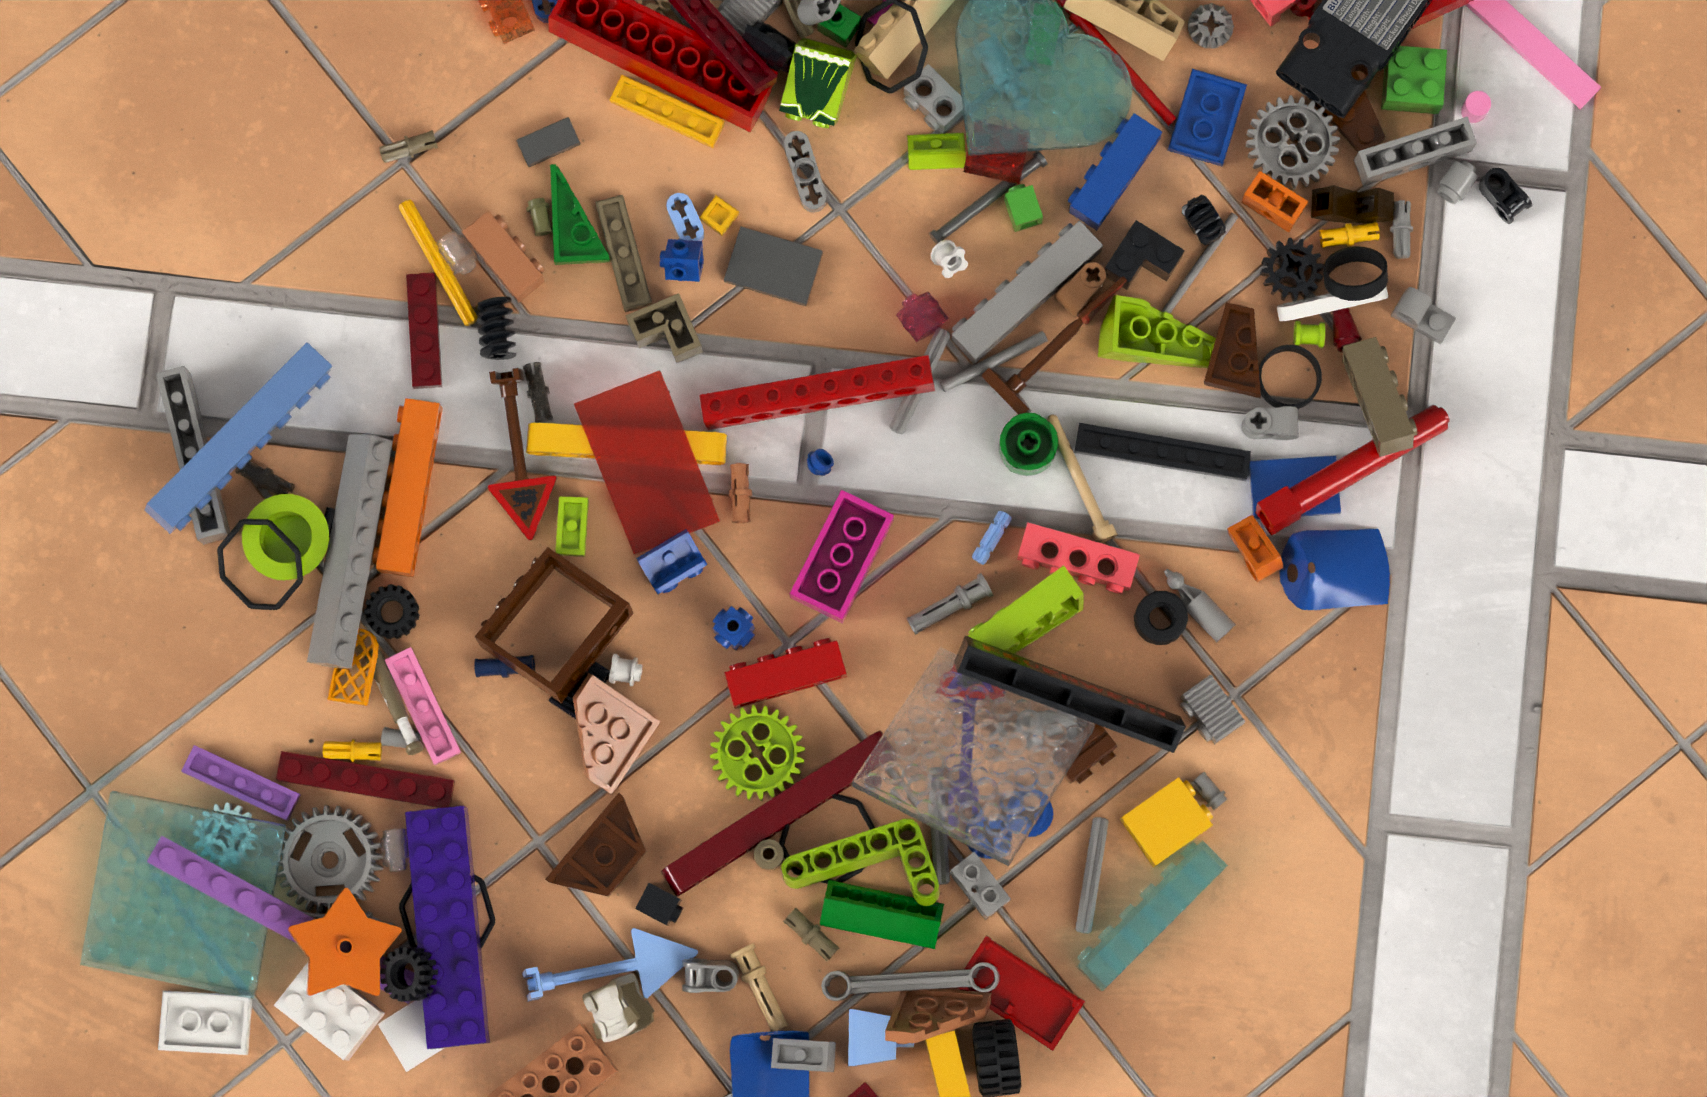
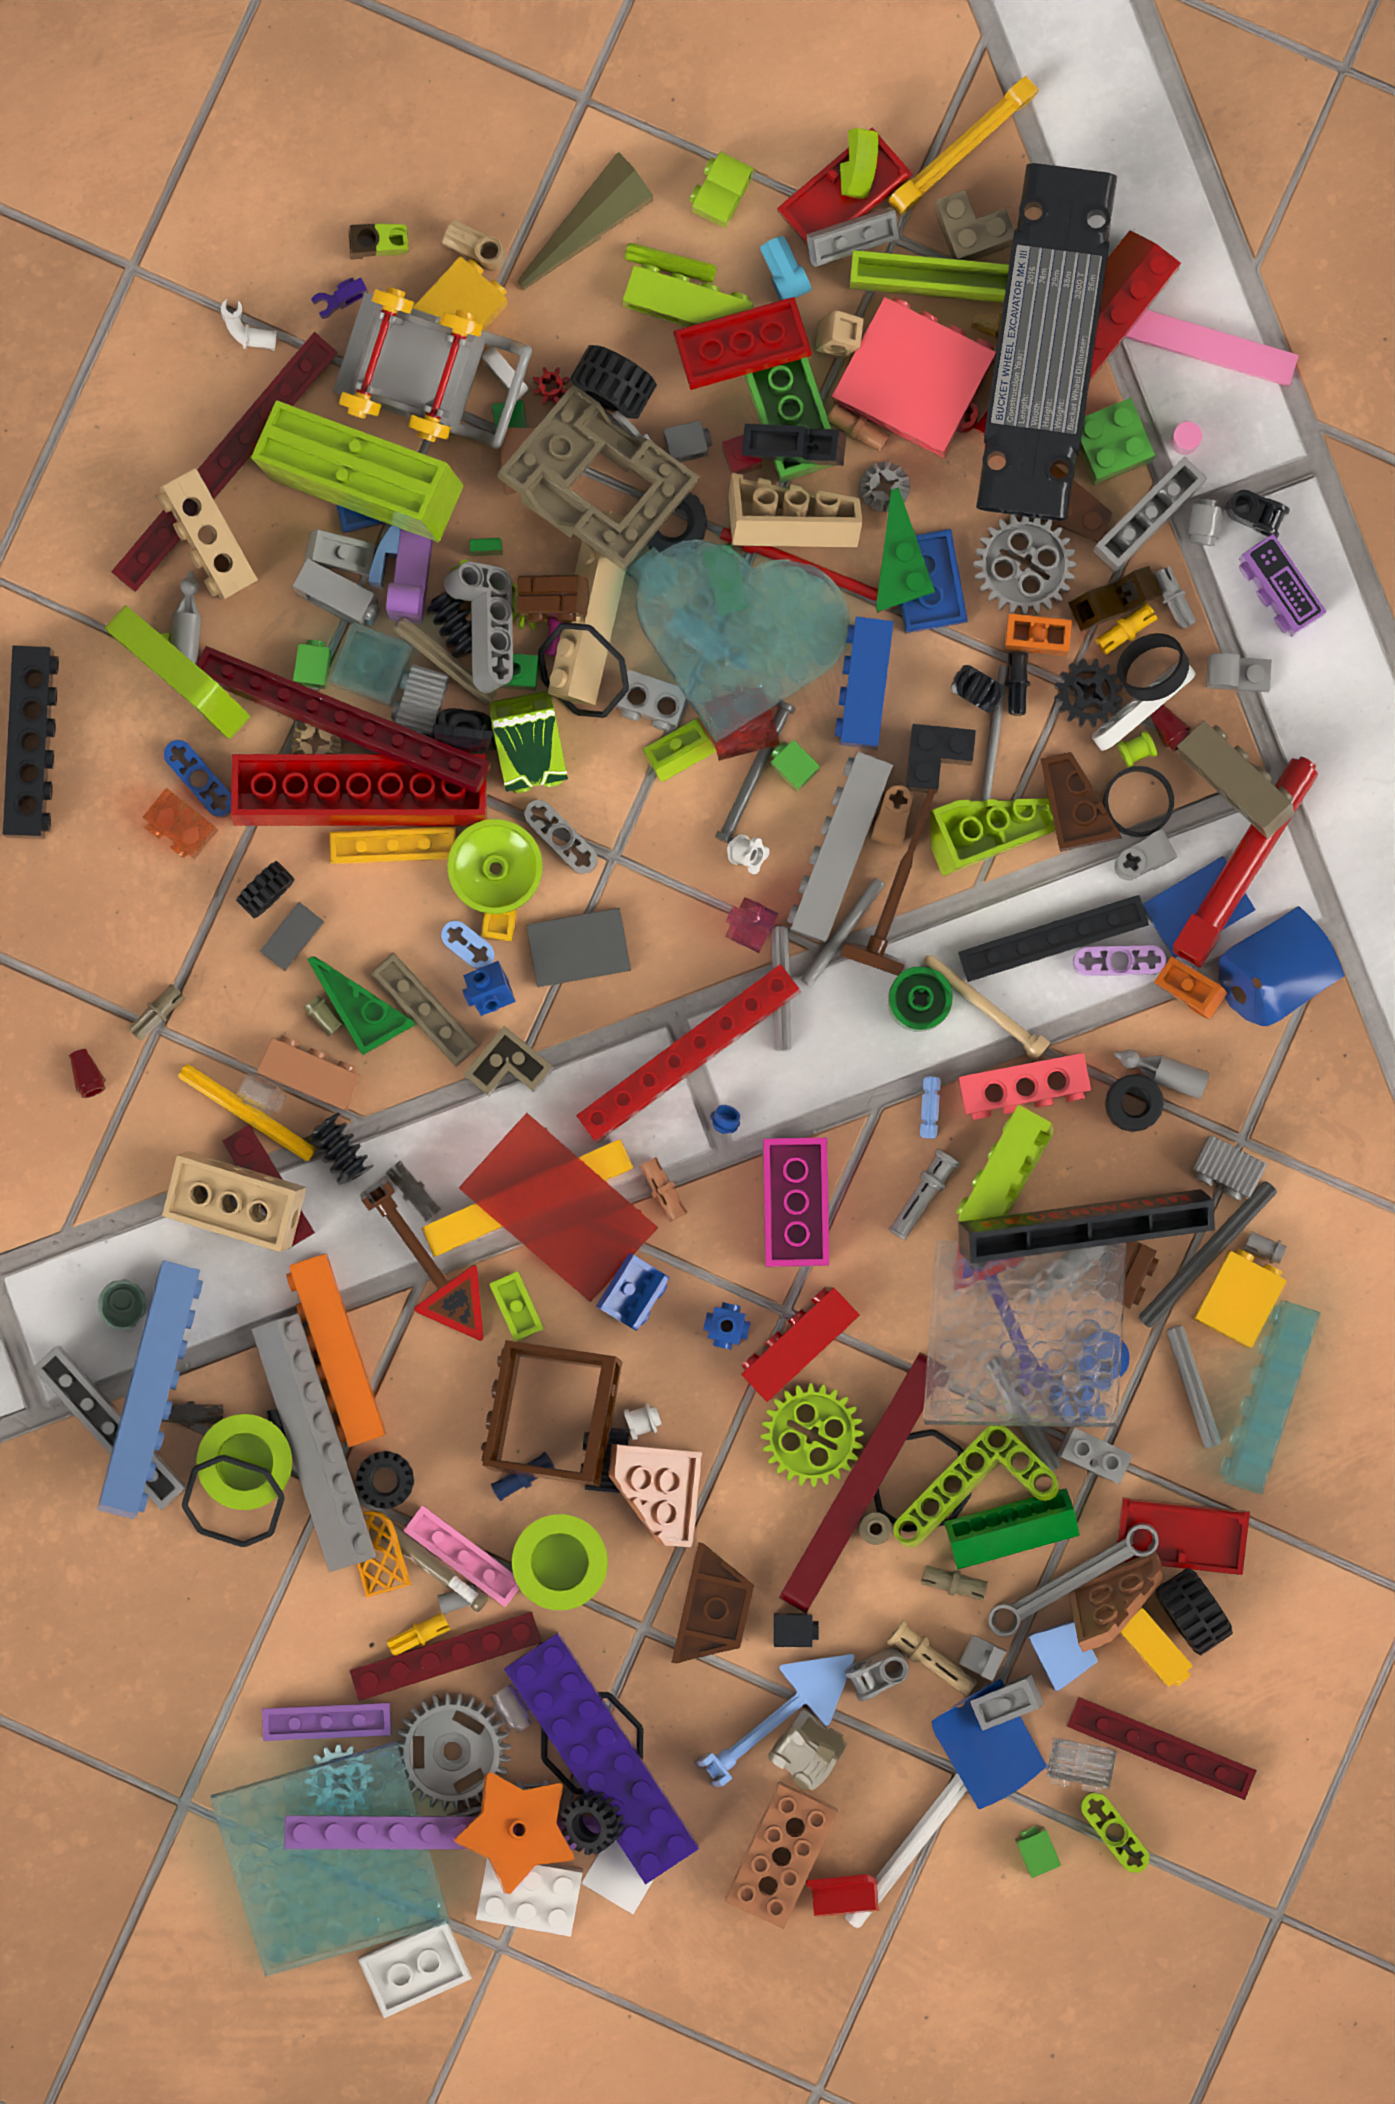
camera: 30 degrees left, 5 degrees up
(256, 362) = (121, 1304): none -> sand green hair
(326, 169) = (86, 1074): none -> dark red cone
(406, 324) = (217, 1213): none -> tan brick
(496, 749) = (559, 1562): none -> lime hose
(545, 91) = (265, 889): none -> black tyre
(736, 147) = (492, 843): none -> lime dish
(803, 1008) = (982, 1657): none -> light grey plate
(1158, 772) = (1207, 1254): none -> dark grey axle
(1192, 94) = (903, 566): none -> green wing
(1204, 485) = (1111, 971): none -> lavender beam
(1238, 233) = (1017, 682): none -> black axle
(1494, 262) = (1281, 586): none -> brick

